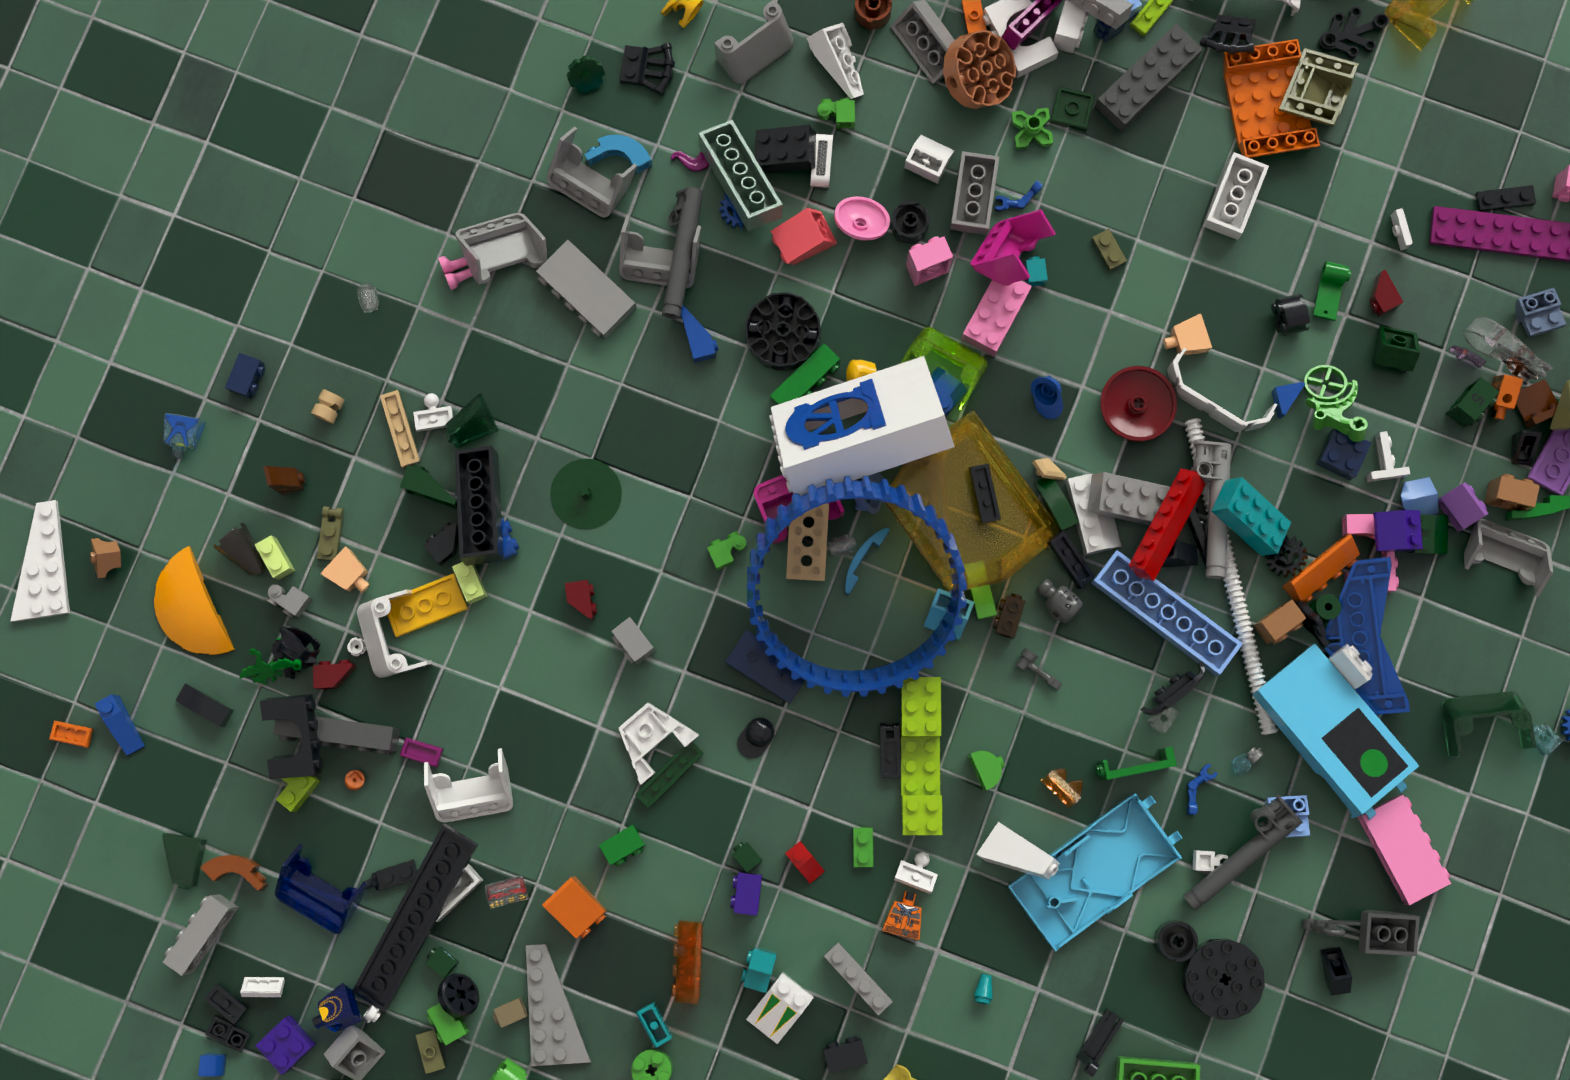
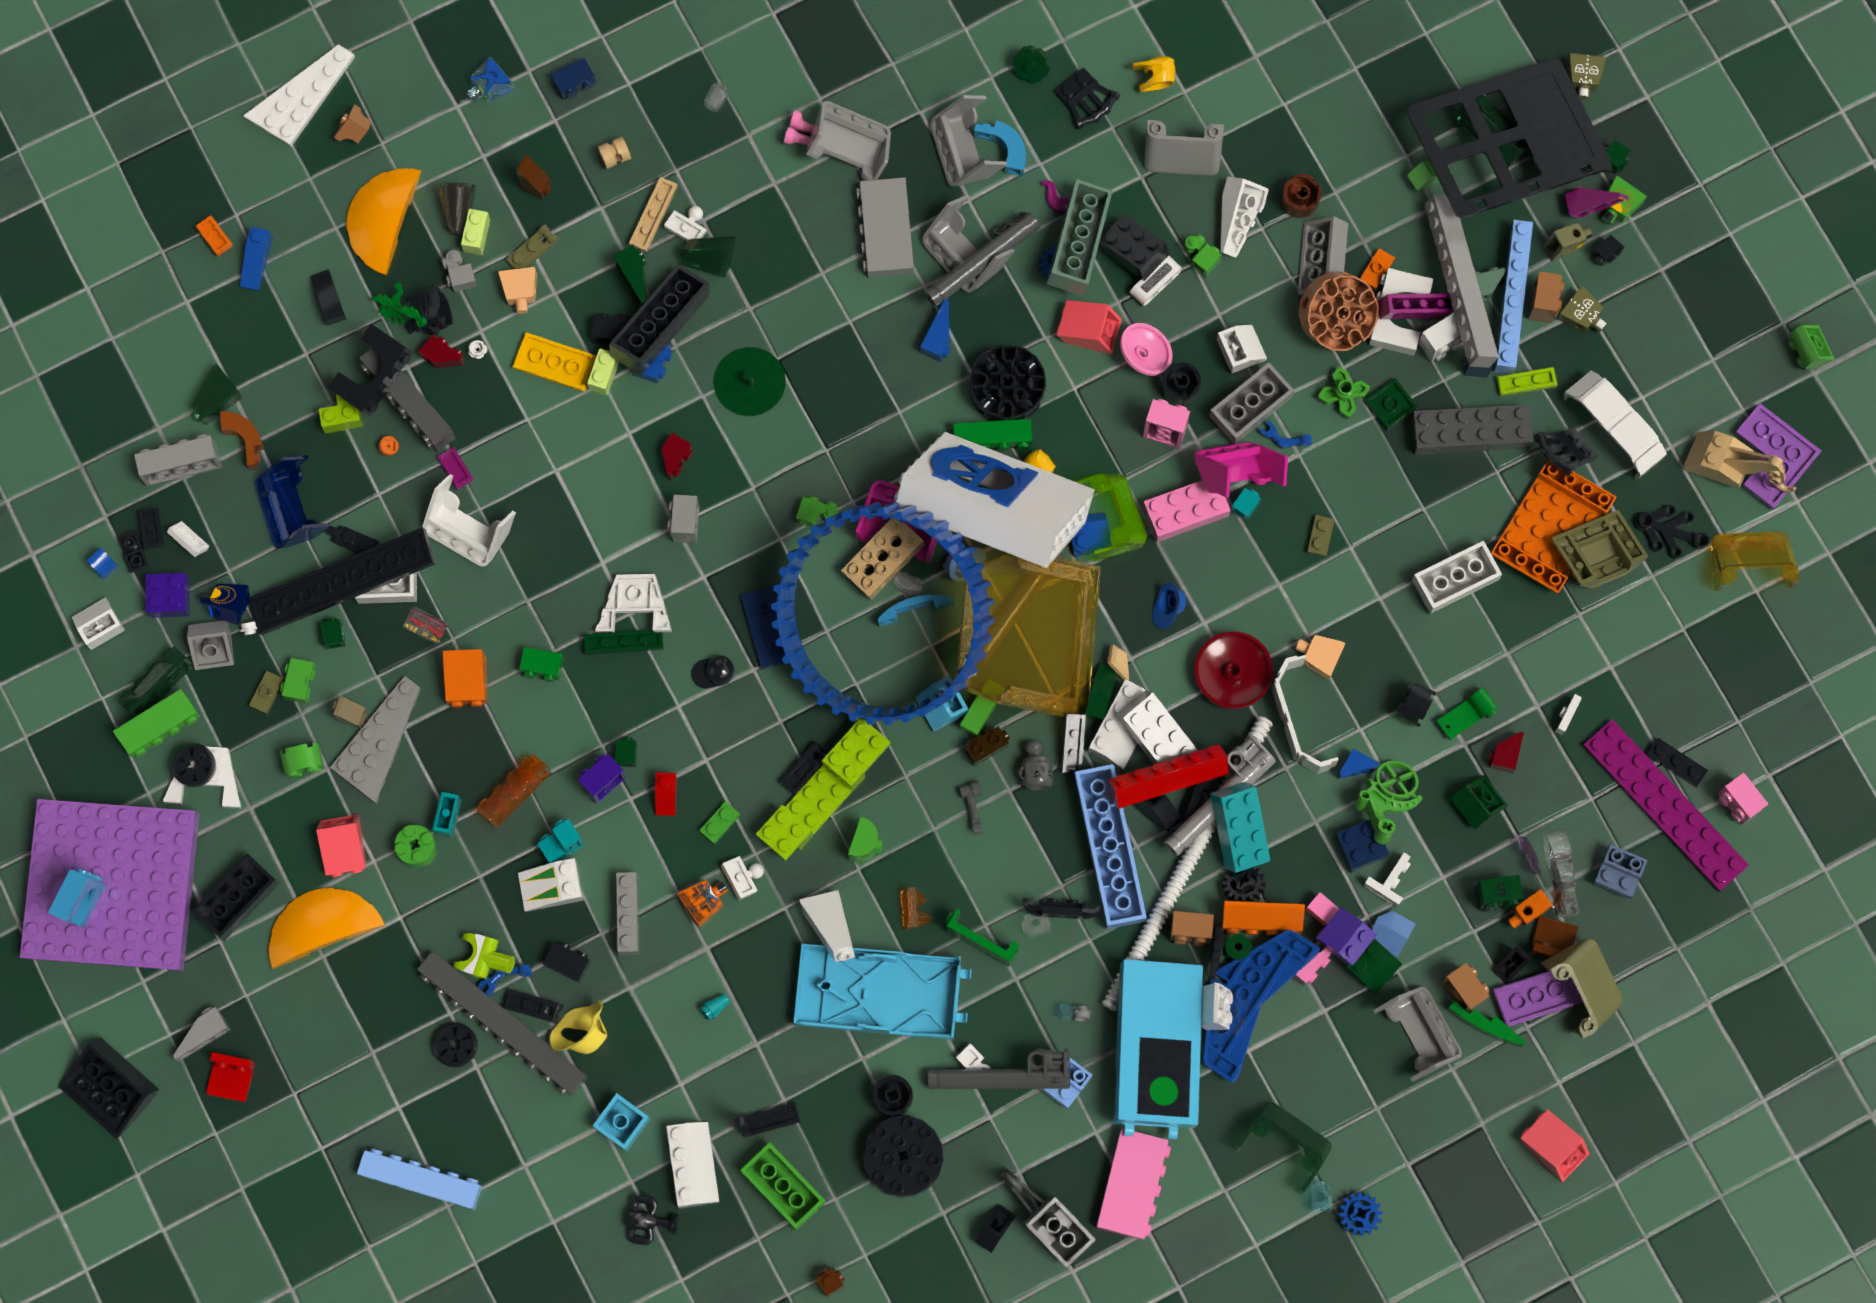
camera: 40 degrees right, 5 degrees down
(369, 619) = (486, 376): white windscreen -> none
(448, 999) = (313, 669): black wheel -> none
(984, 493) = (1050, 635): black plate -> none
(1192, 785) = (1014, 995): blue piece -> none
(1462, 506) = (1416, 964): medium lavender slope -> none

